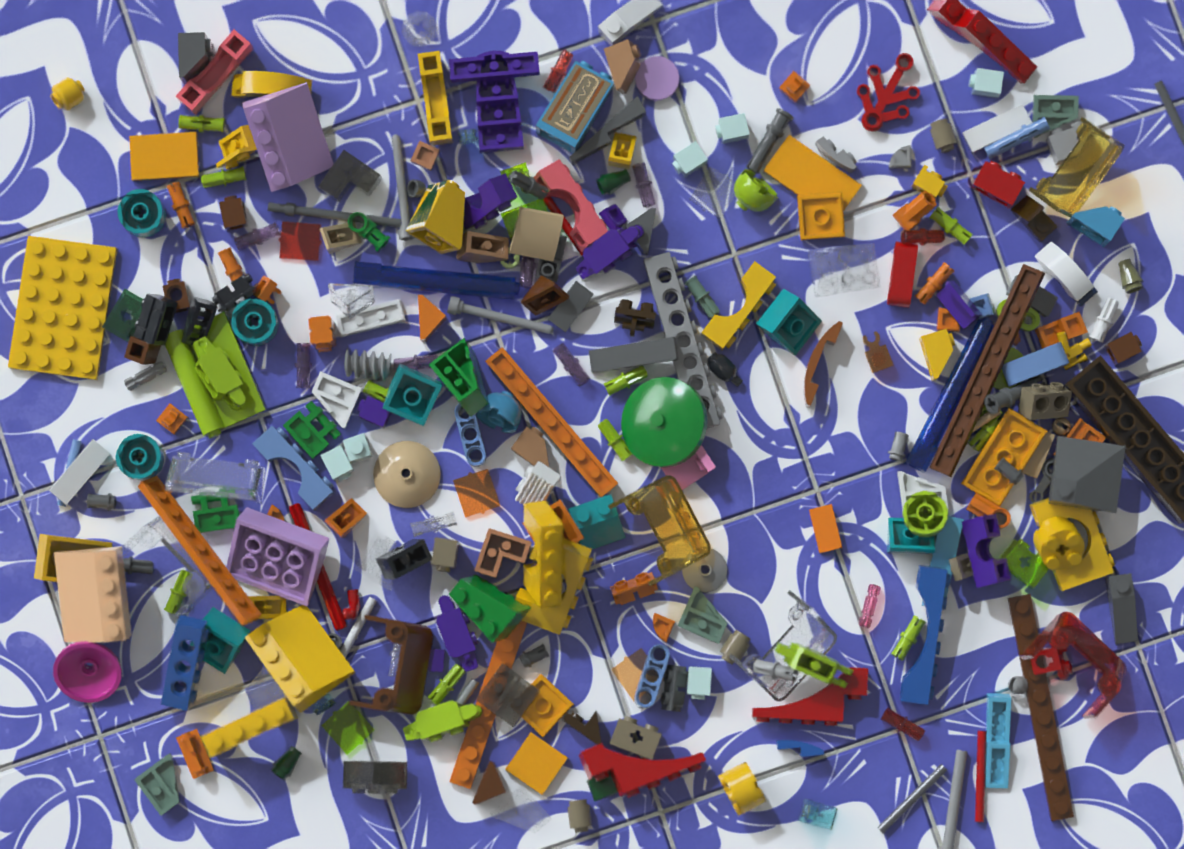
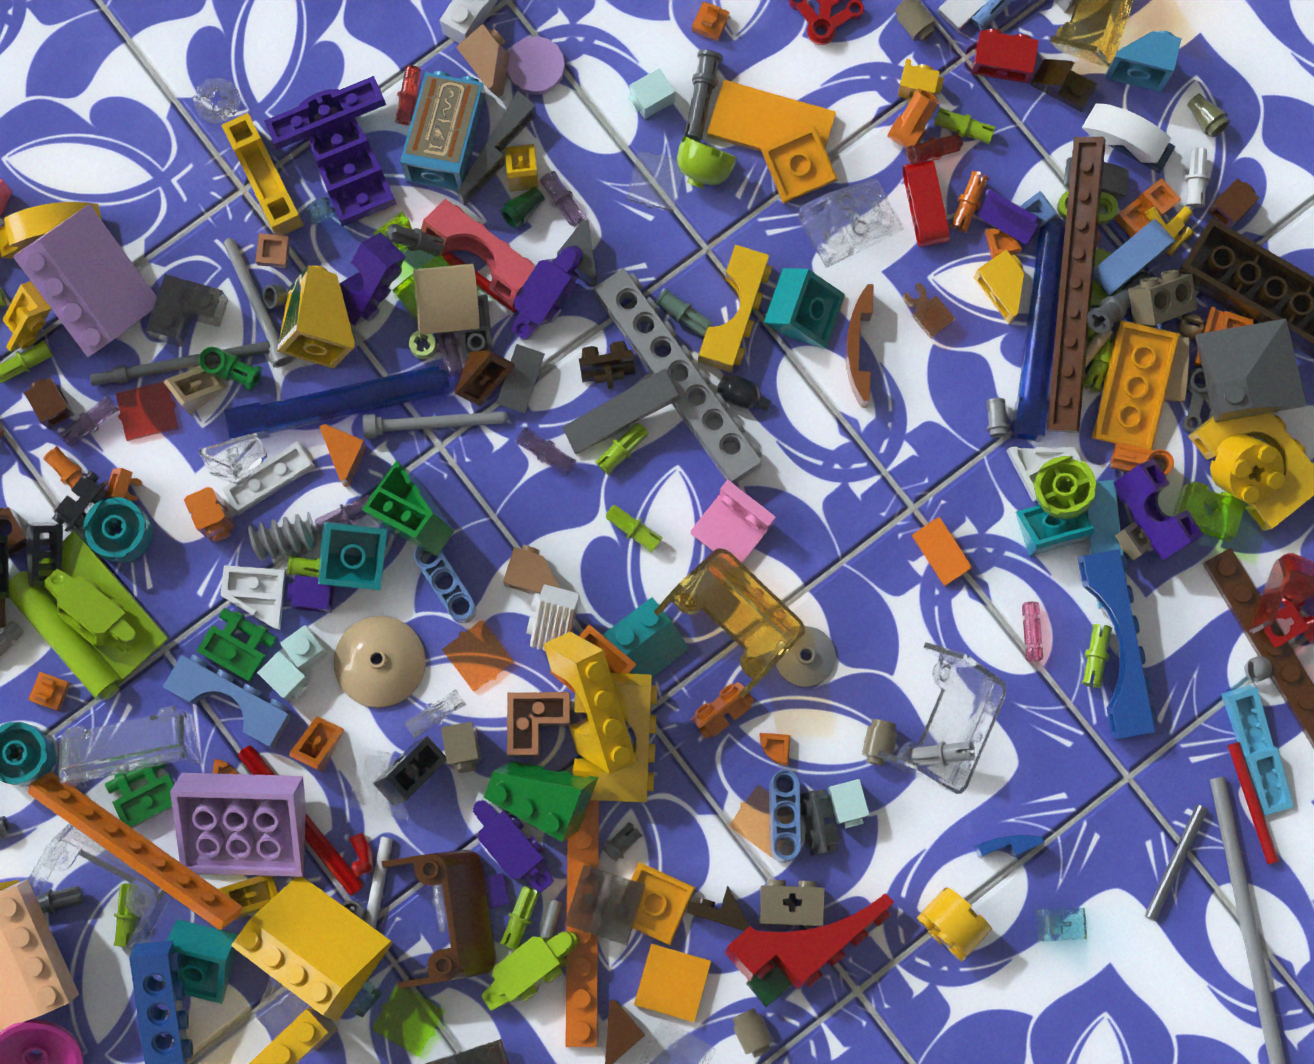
camera: 20 degrees left, 5 degrees down
(303, 365) = (200, 566): clear purple pin -> none
(483, 248) = (383, 341): medium nougat slope -> none
(501, 412) = (474, 540): dark azure cylinder -> none
(551, 422) = (545, 532): orange plate -> none
(613, 217) = (537, 249): dark purple tile -> none
(664, 422) = (689, 483): green dish -> none
(689, 159) = (610, 148): light aqua brick -> none
(702, 618) = (824, 719): sand green wing -> none
(813, 663) = (989, 726): lime hinge -> none
(824, 705) = (1019, 779): red arch -> none
(842, 159) = (801, 88): light grey slope -> none
(901, 158) = (873, 65): light grey tile -> none
(903, 724) = (1129, 769): clear red axle -> none
(1009, 471) = (1150, 400): dark grey pin -> none

